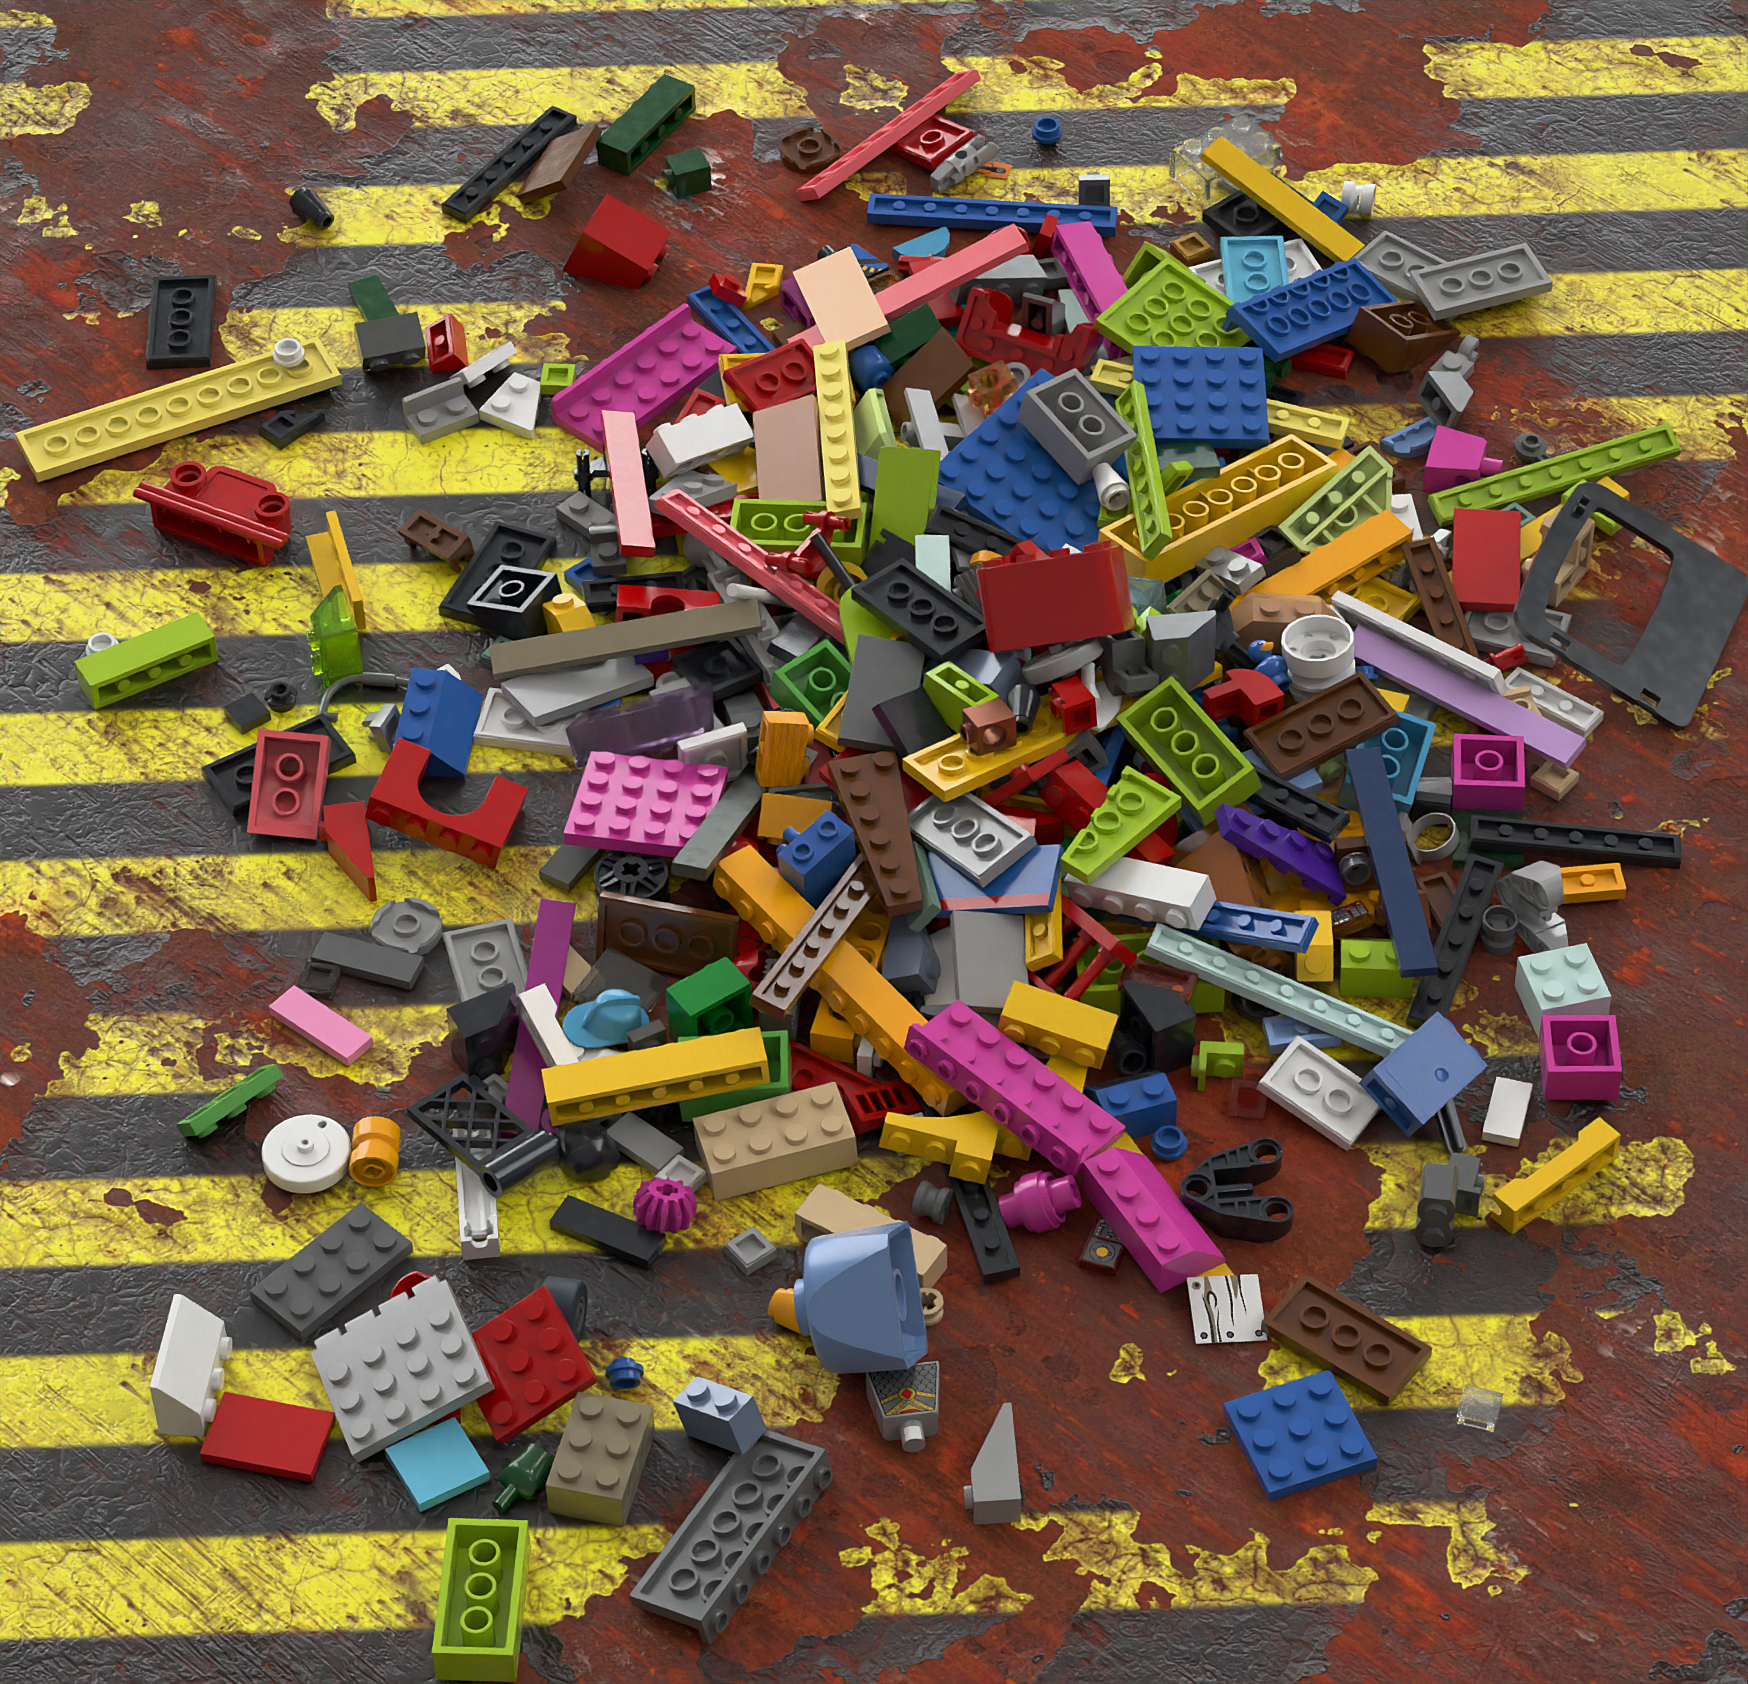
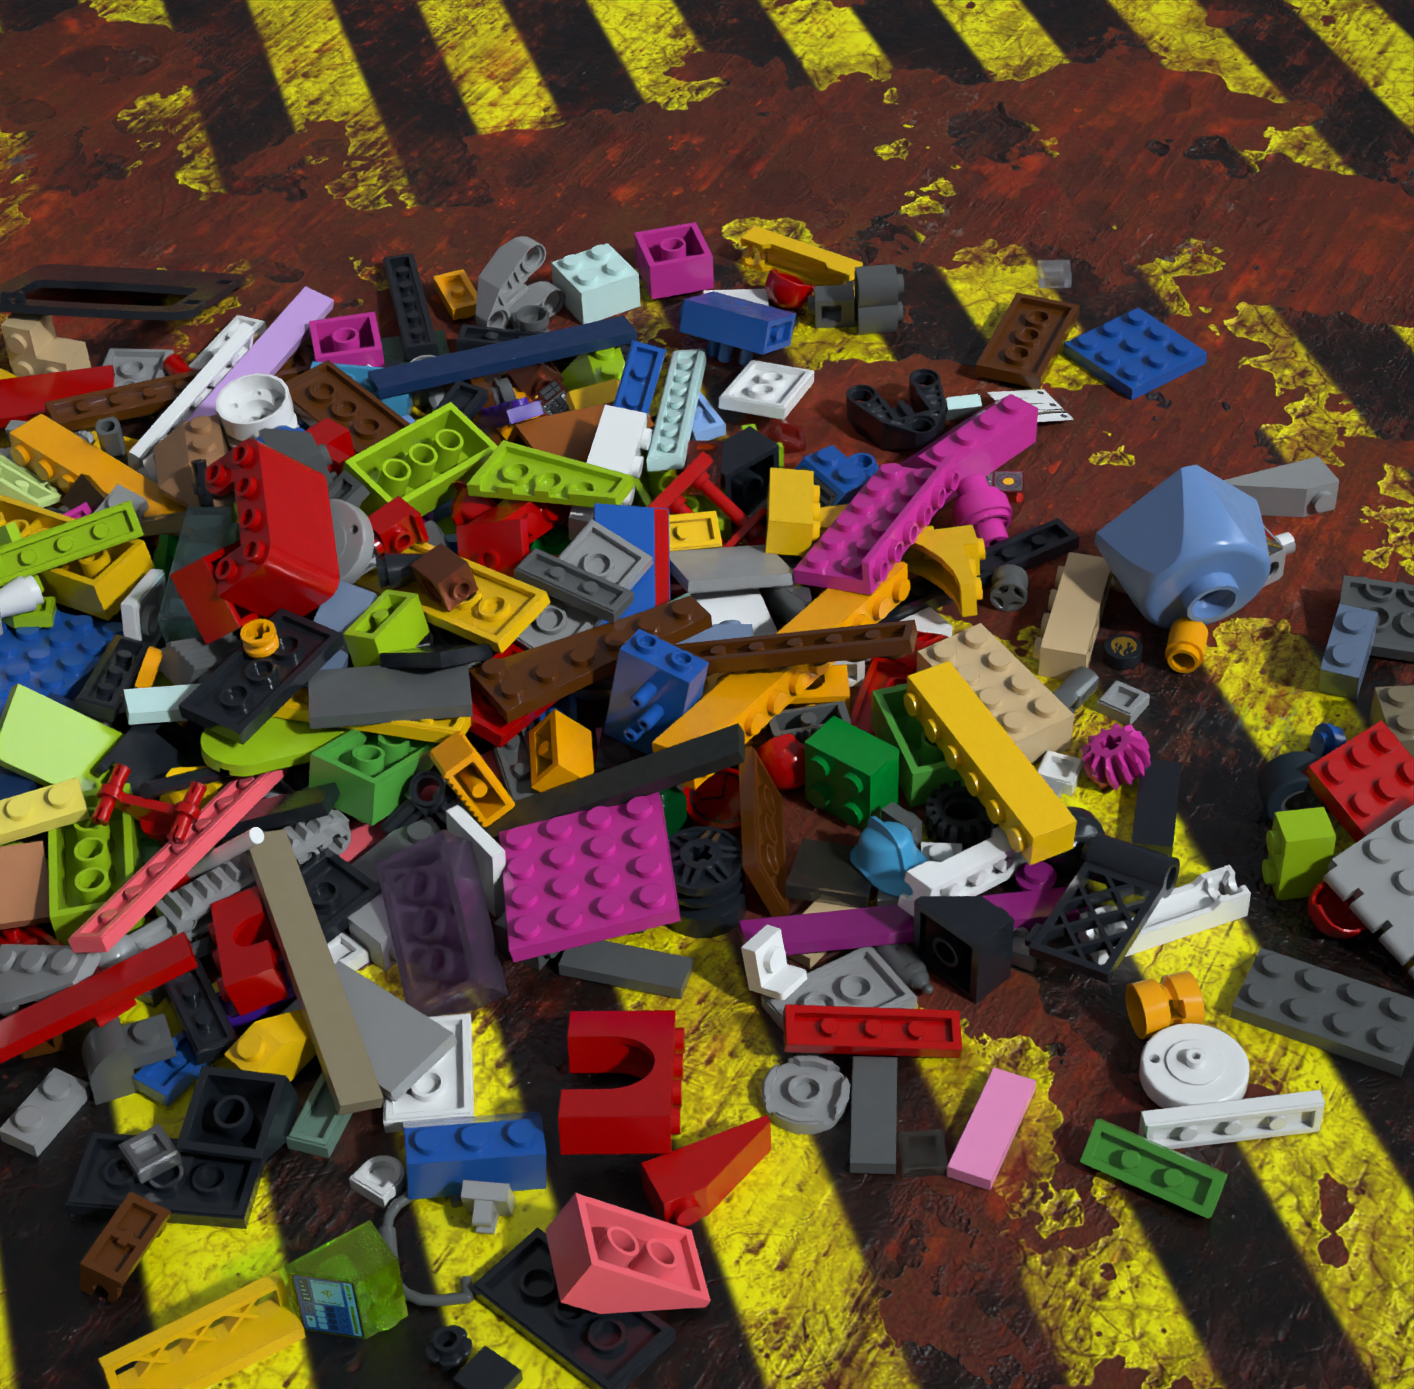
camera: 105 degrees left, 5 degrees down
(247, 1160) = (1234, 1120): none -> white tile
(434, 966) = (872, 1031): none -> red plate
(481, 1281) = (1298, 851): none -> lime brick
(514, 555) = (150, 1153): none -> flat silver tile
(519, 910) = (767, 965): none -> white bracket
(769, 1208) = (1077, 688): none -> dark grey bar
(950, 601) = (259, 647): none -> light orange bush
(957, 818) = (574, 585): none -> dark grey tile
(1235, 1243) = (962, 406): none -> light aqua tile
(1354, 577) = (112, 439): none -> dark grey bar
(1503, 1148) = (787, 290): none -> red hair

